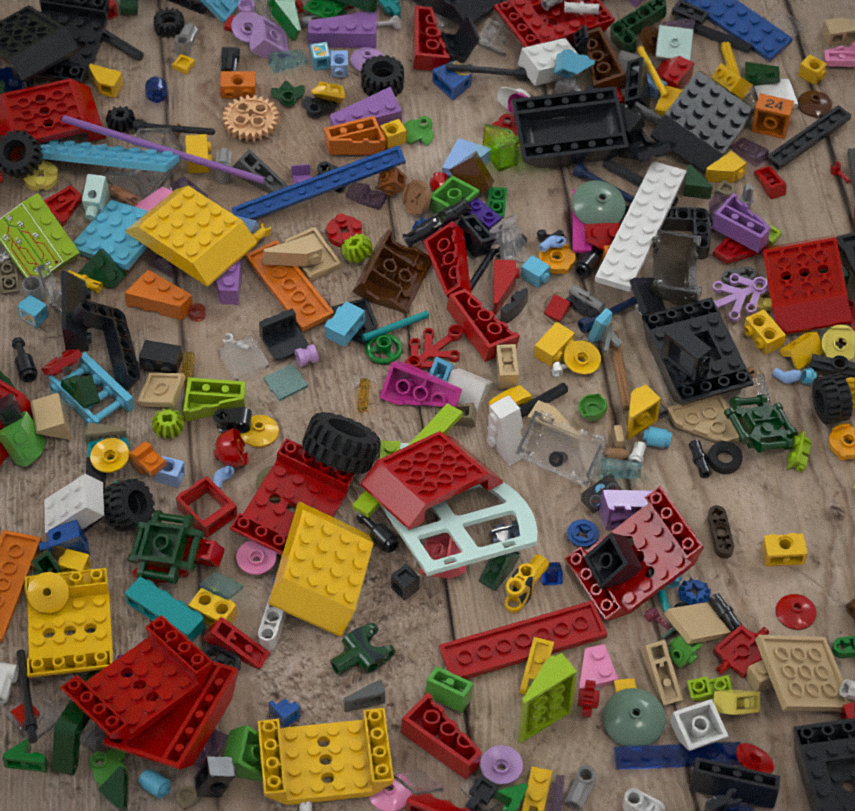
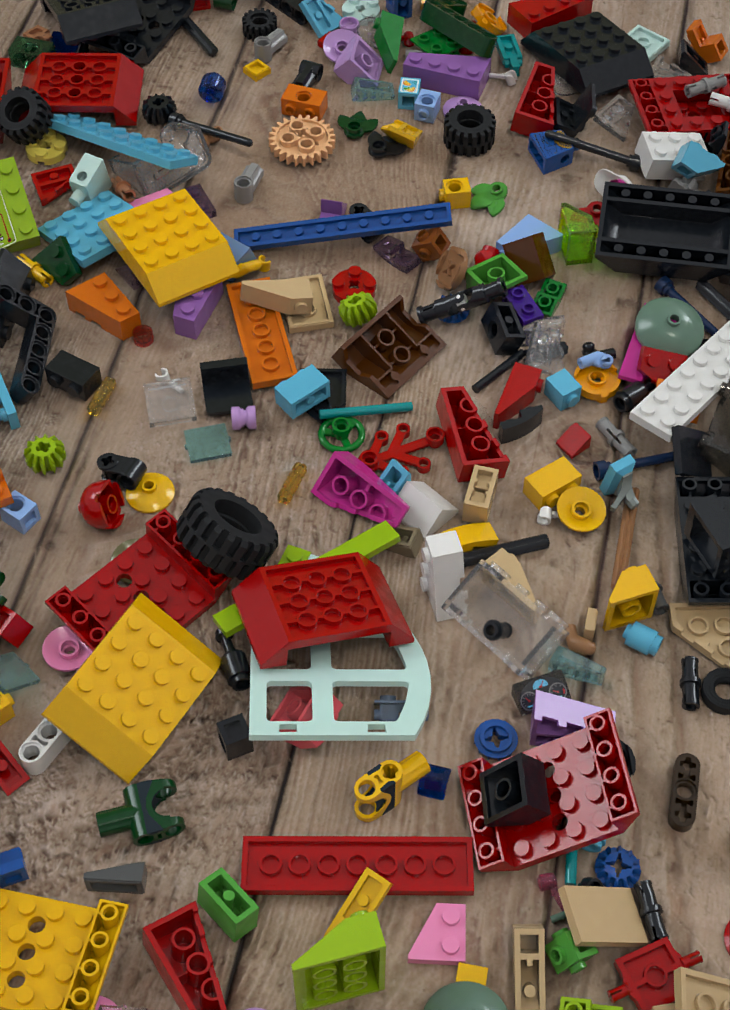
camera: 20 degrees right, 0 degrees up
(107, 81) = (165, 67): yellow slope -> none
(150, 145) = (180, 145): medium lavender piece -> none
(161, 390) = (57, 413): tan tile -> none
(198, 146) = (225, 163): yellow brick -> none
(209, 395) = (103, 433): lime wedge -> none
(216, 520) = (43, 587): red window -> none
(222, 475) = (77, 534): light blue arm -> none
(253, 164) = (280, 197): dark grey slope -> none
(355, 138) = (407, 185): orange wedge -> none
(381, 105) = (431, 165): medium lavender wedge -> none
(449, 258) = (461, 347): red wedge -> none
(498, 569) = (363, 756): clear green slope -> none
(582, 307) = (604, 446): black axle -> none
(588, 698) = (410, 979): red gear -> none
(593, 407) = (571, 575): bright green hair -> none
(637, 453) = (608, 652): white pin -> none

